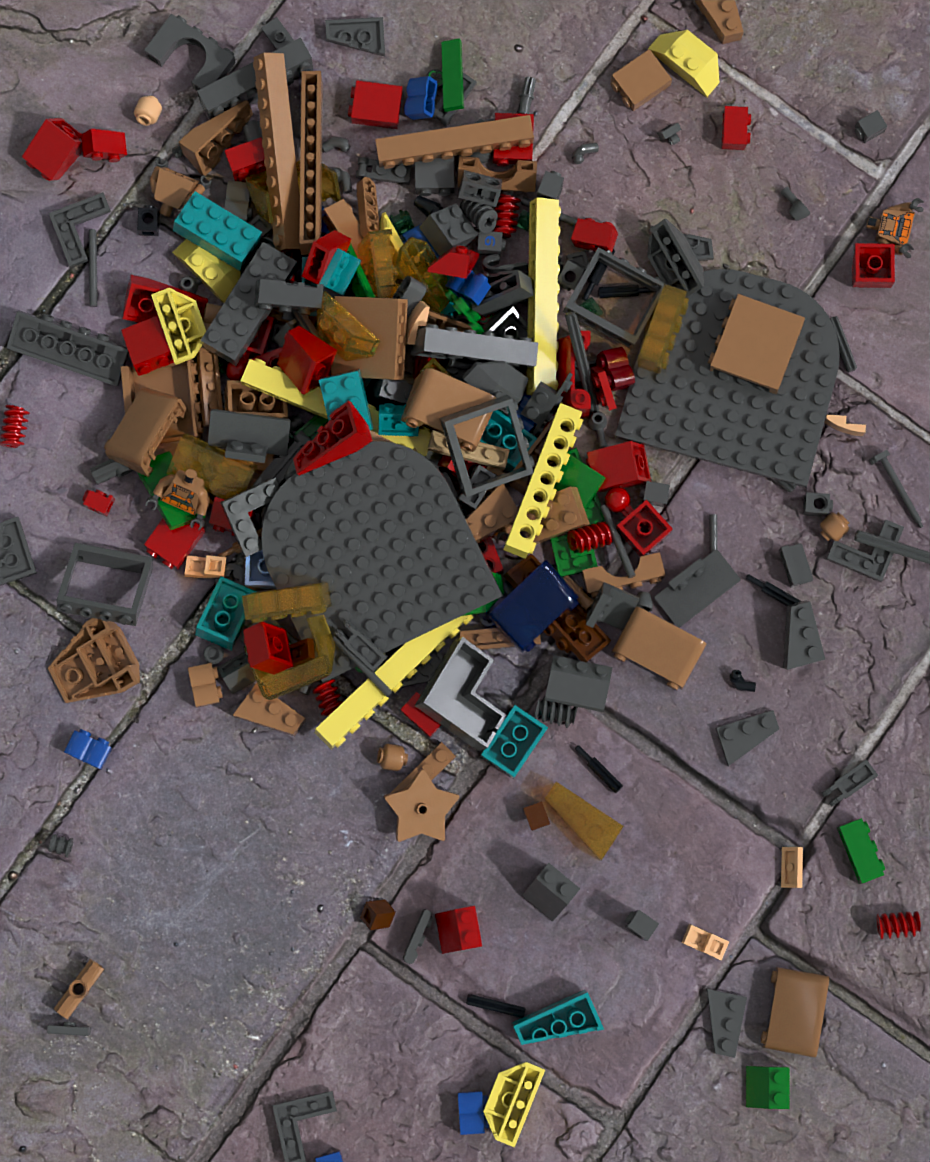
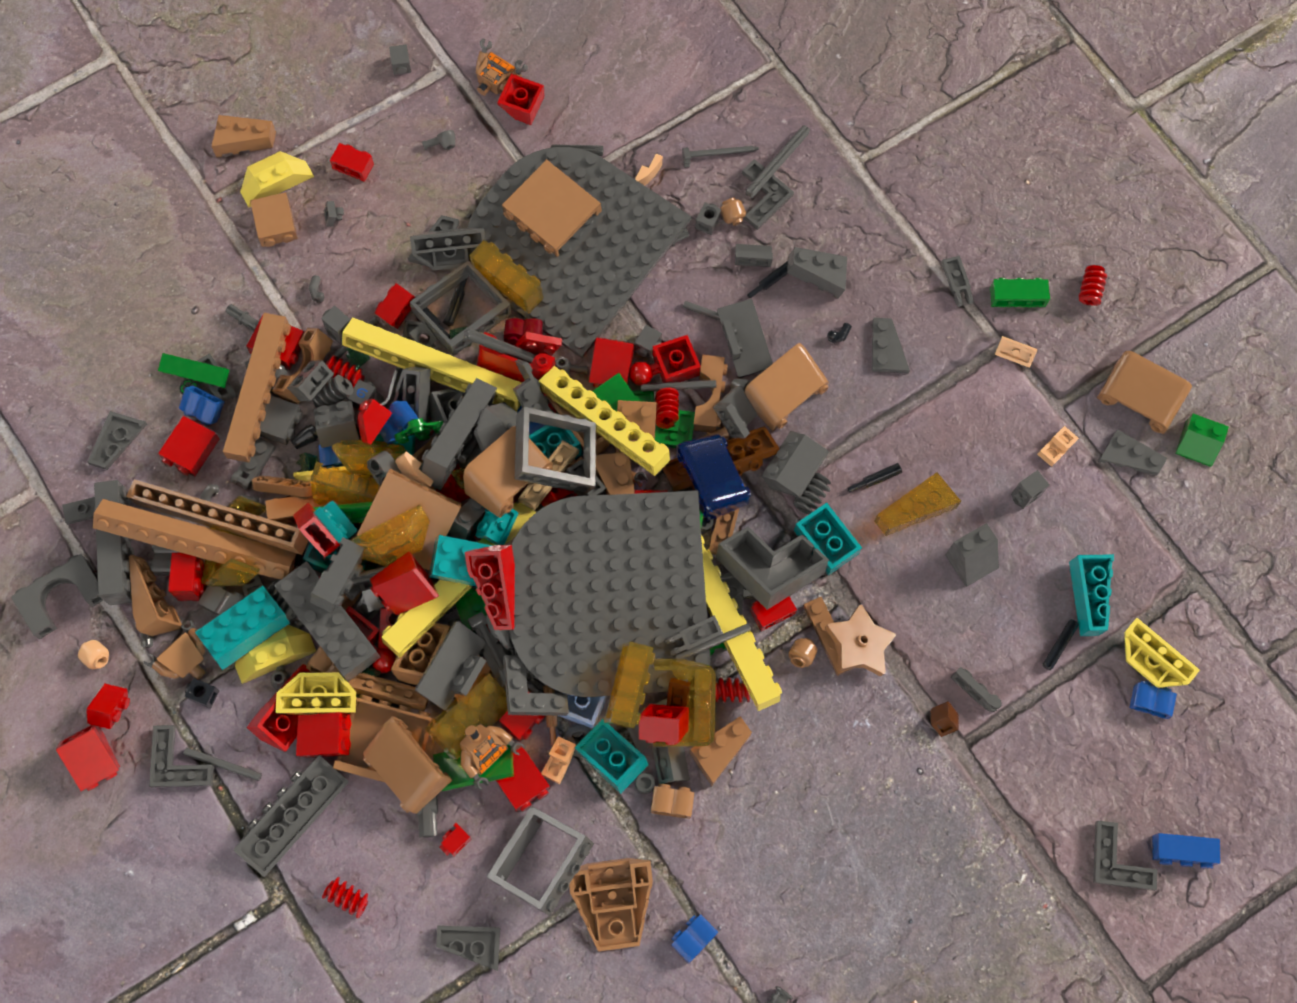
camera: 70 degrees left, 10 degrees down
(458, 929) = (984, 647): red slope -> none
(536, 816) = (900, 544): reddish brown panel -> none

